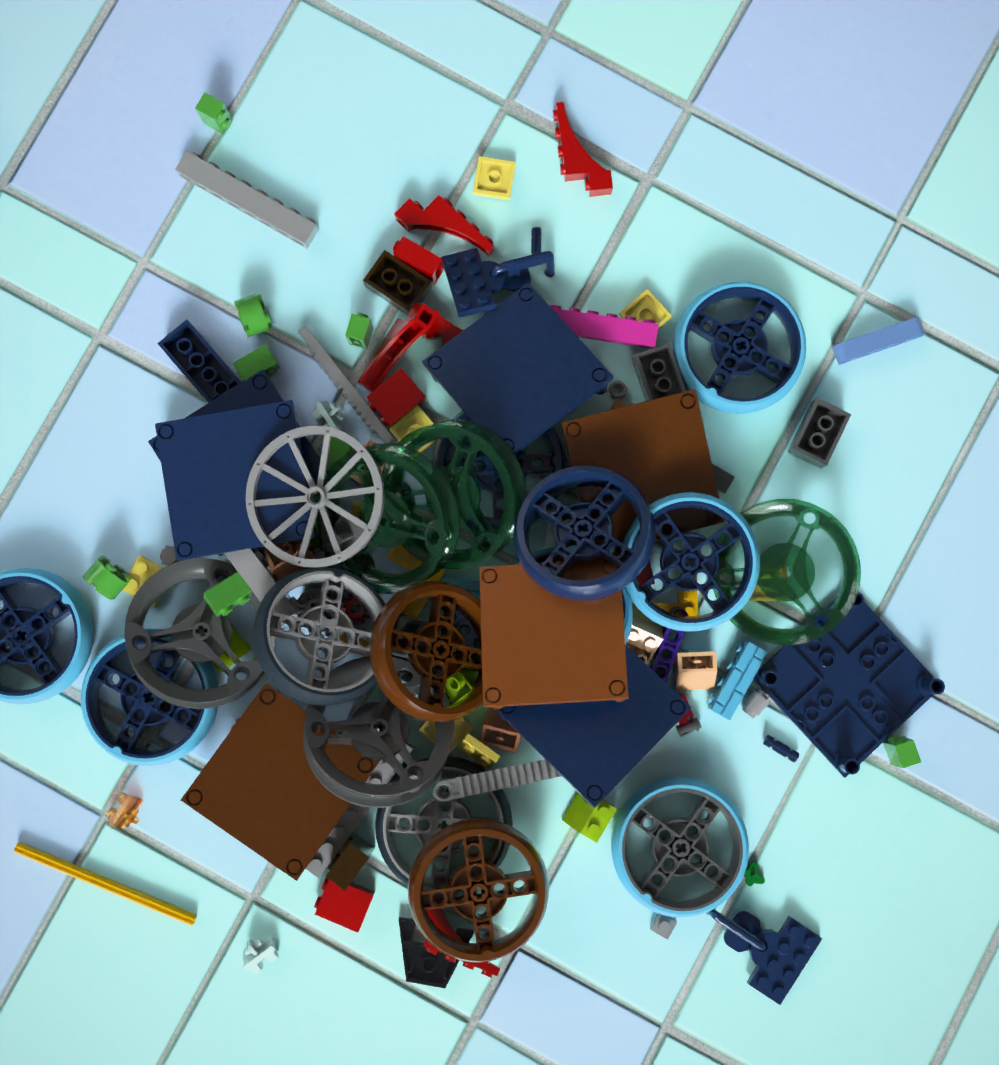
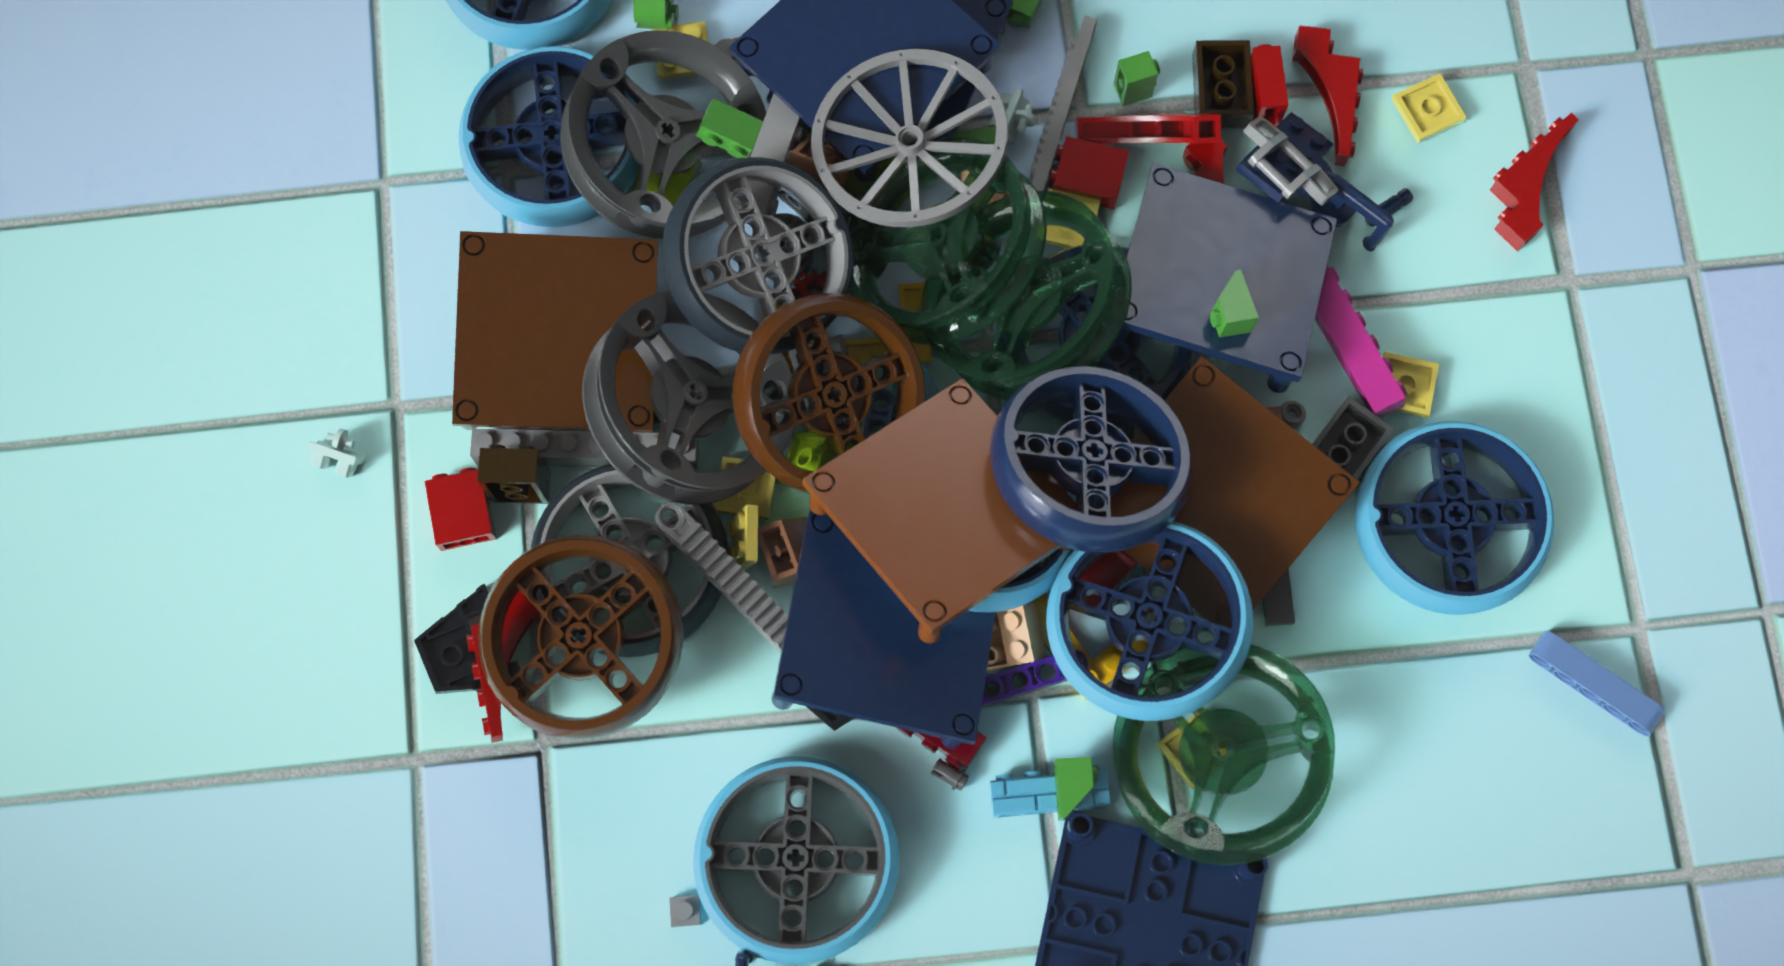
camera: 60 degrees right, 10 degrees down
(105, 883) = (307, 236): yellow axle -> none
(126, 813) = (403, 199): clear orange hips -> none
(347, 532) = (899, 202): dark grey shield -> none
(461, 279) = (1304, 180): none -> light grey bar
(548, 384) = (1234, 309): none -> bright green slope
(589, 820) = (758, 727): lime slope -> none
(695, 670) = (1024, 732): light nougat slope -> none
(745, 666) = (1073, 782): none -> bright green slope
(755, 703) = (1036, 837): light grey brick -> none
(781, 748) = (1004, 908): dark blue axle -> none
(819, 433) = (1426, 684): dark grey brick -> none

